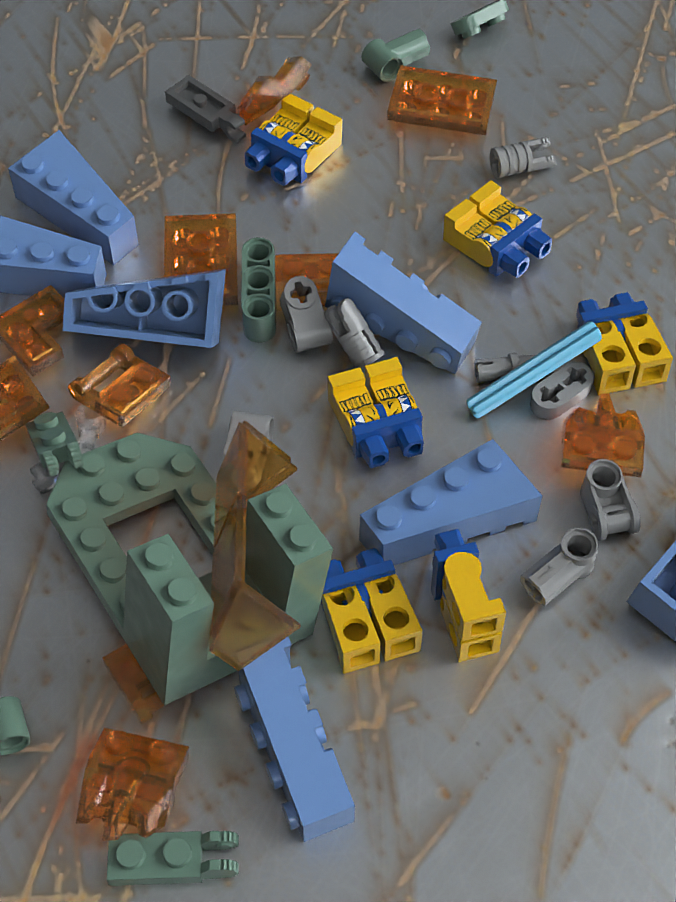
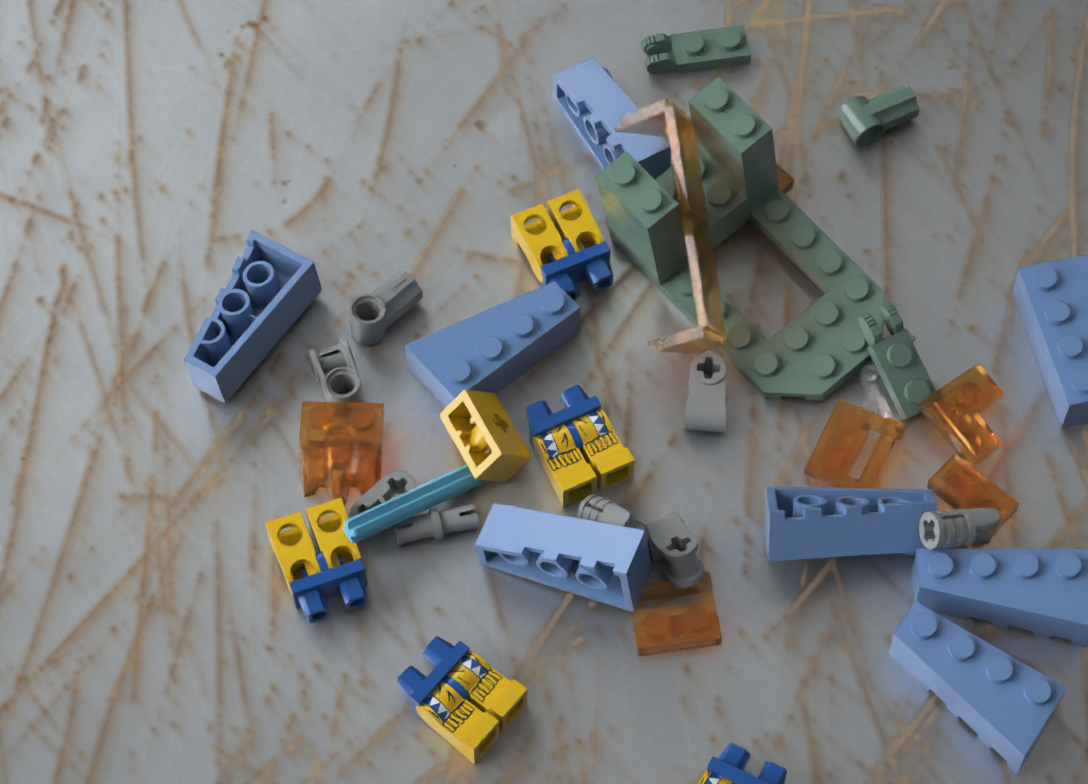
camera: 175 degrees right, 5 degrees up
(52, 279) = (957, 527): none -> light grey hinge
(130, 783) = (751, 79): clear orange plate -> none
(203, 245) = (807, 622): clear orange plate -> none
(258, 290) = (731, 565): sand green beam -> none
(463, 415) = (485, 435): none -> yellow brick
(469, 616) = (468, 233): yellow hips -> none

